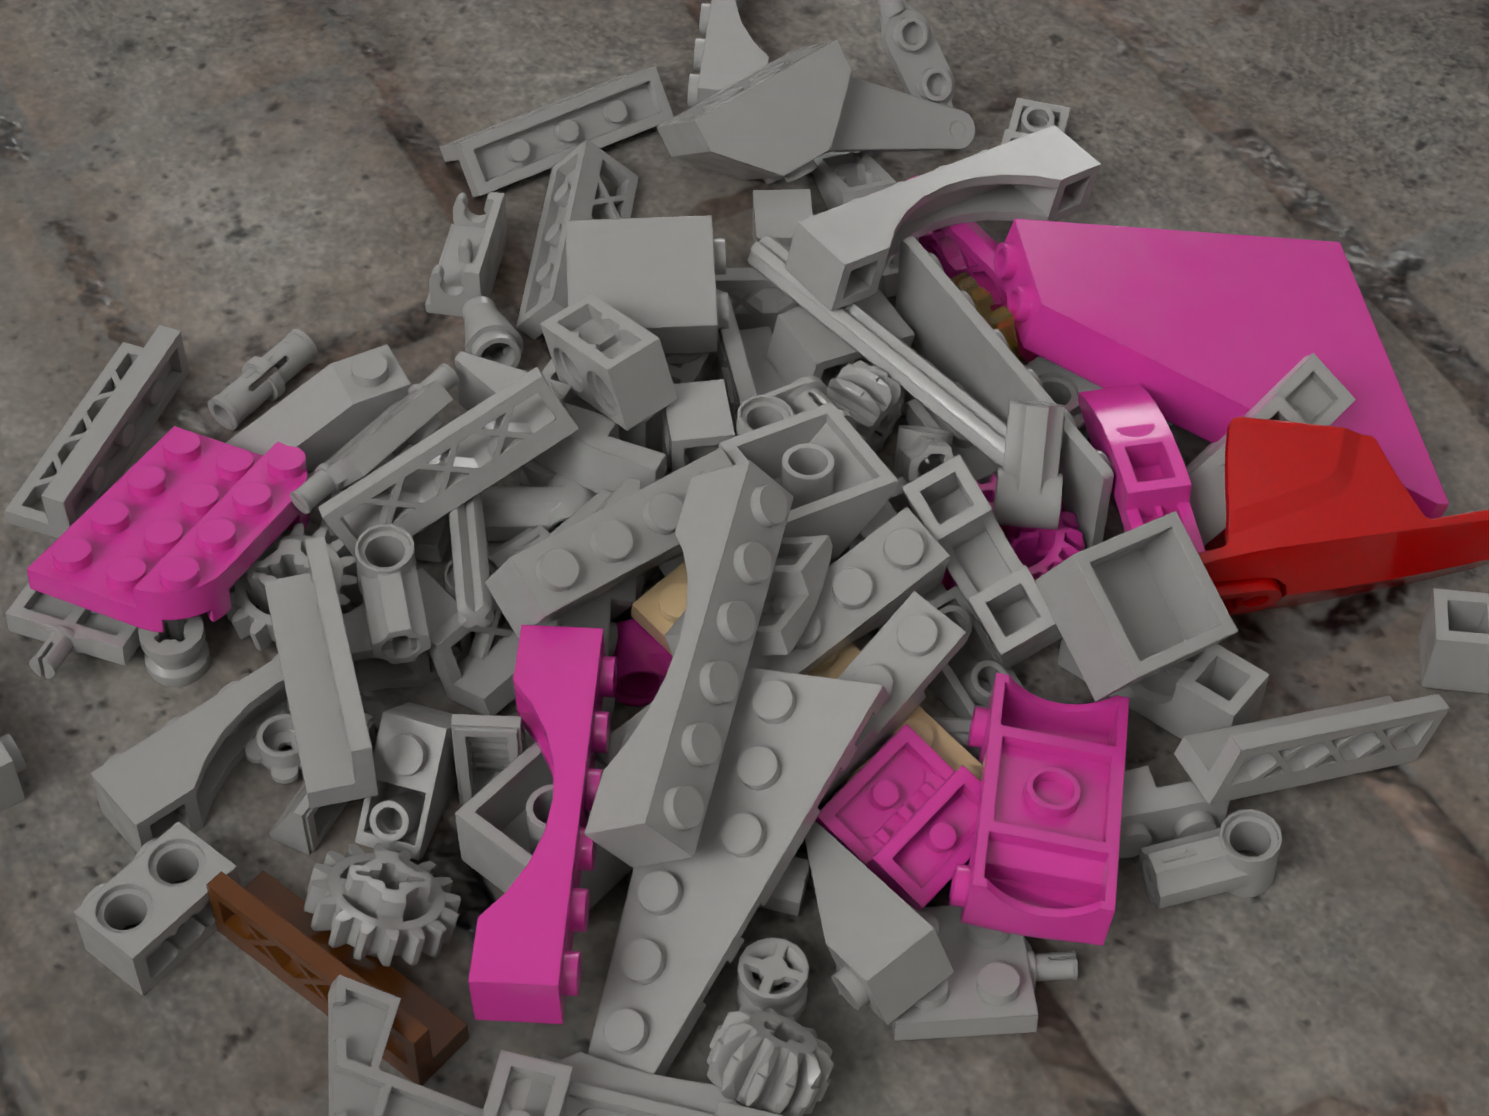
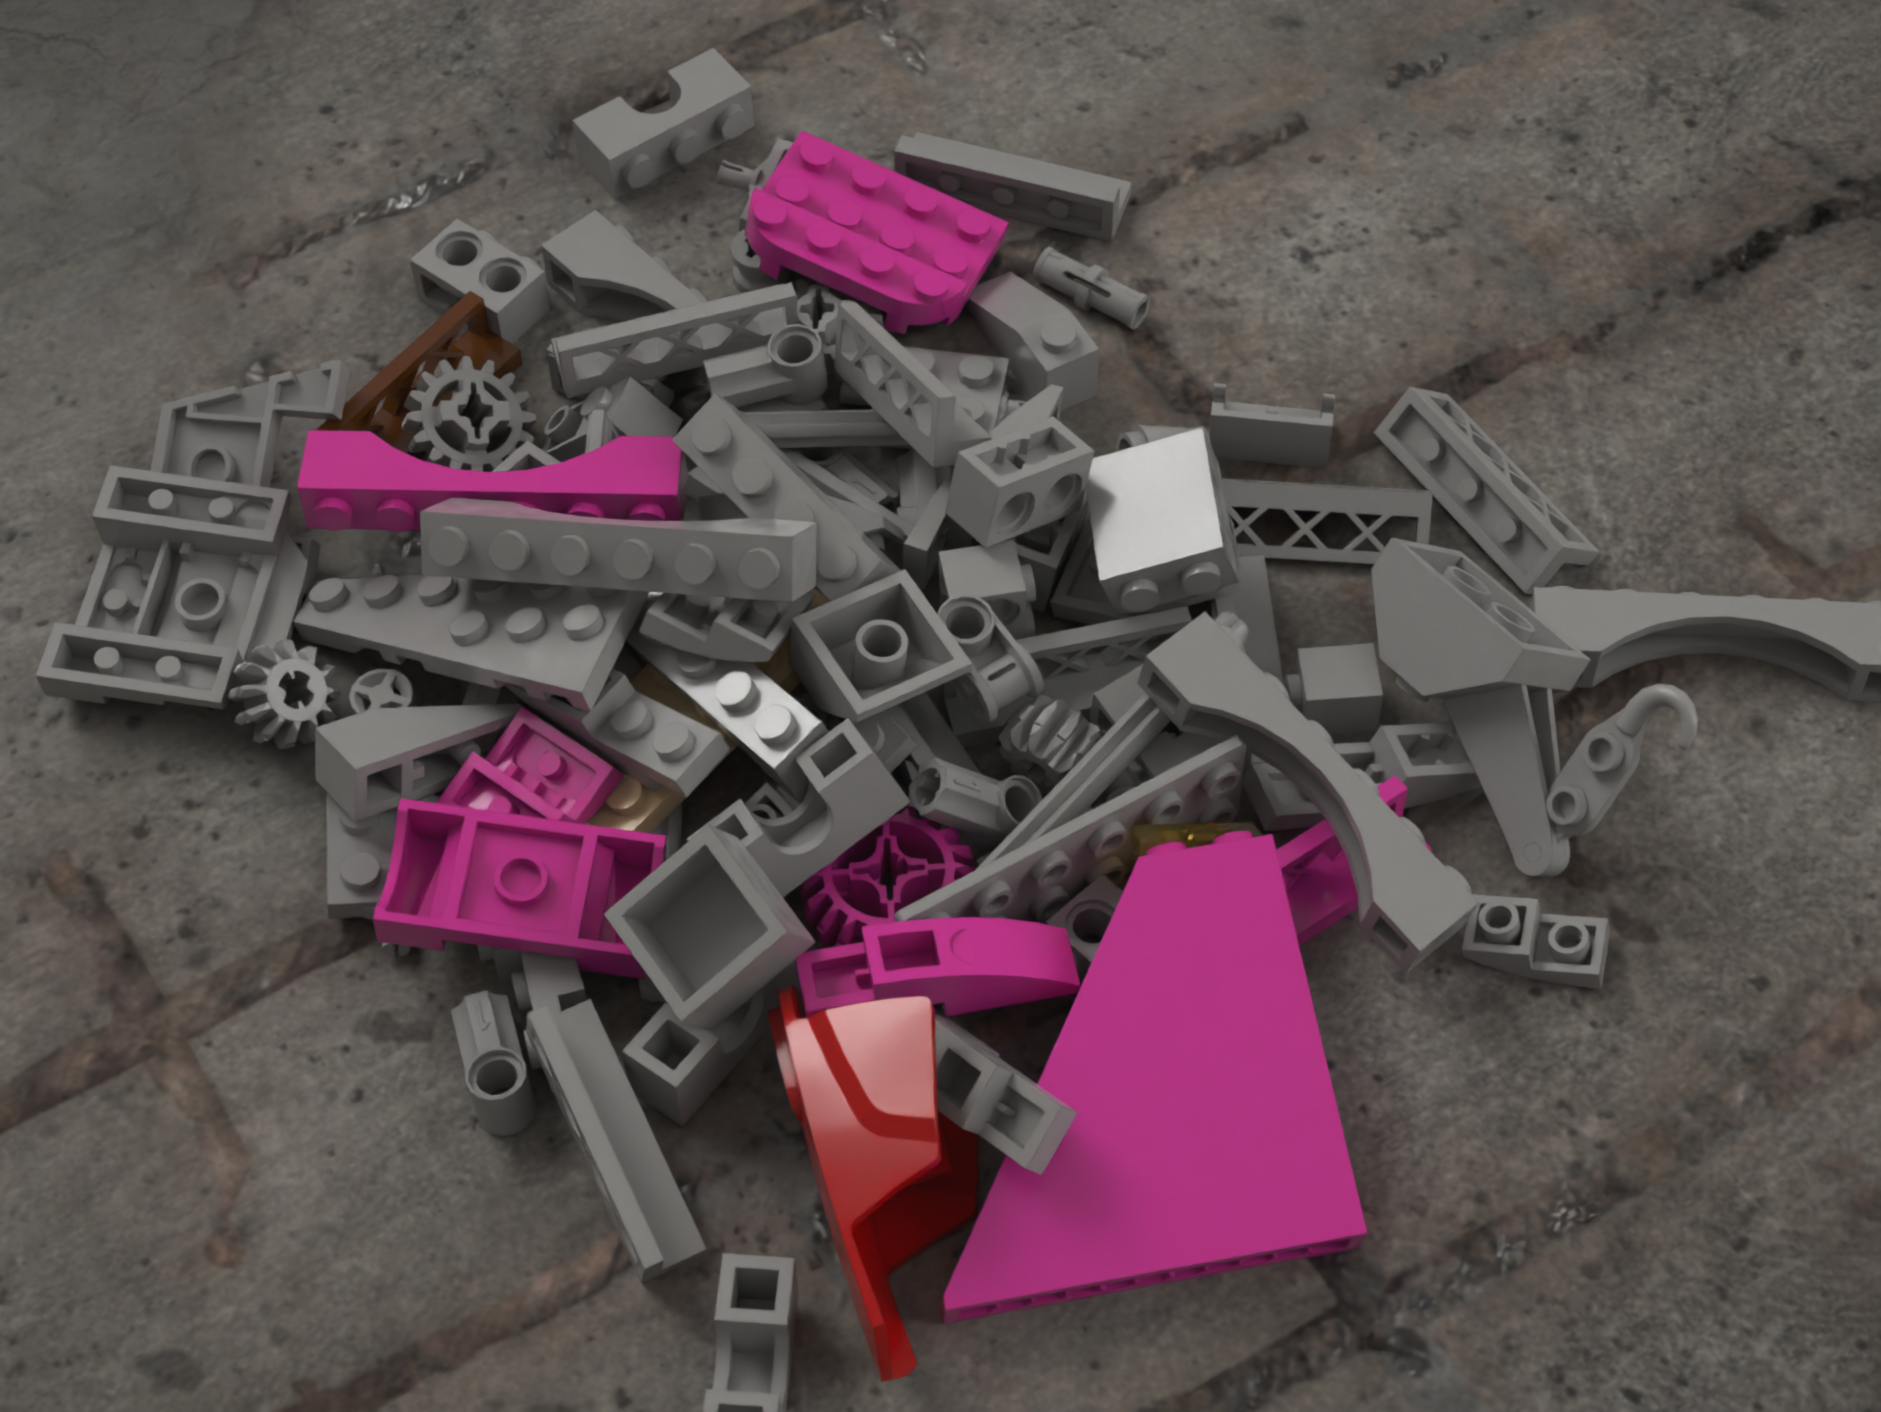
camera: 90 degrees right, 5 degrees up
(381, 440) = (954, 348): light grey plate -> none
(1029, 482) = (921, 863): light grey piece -> none

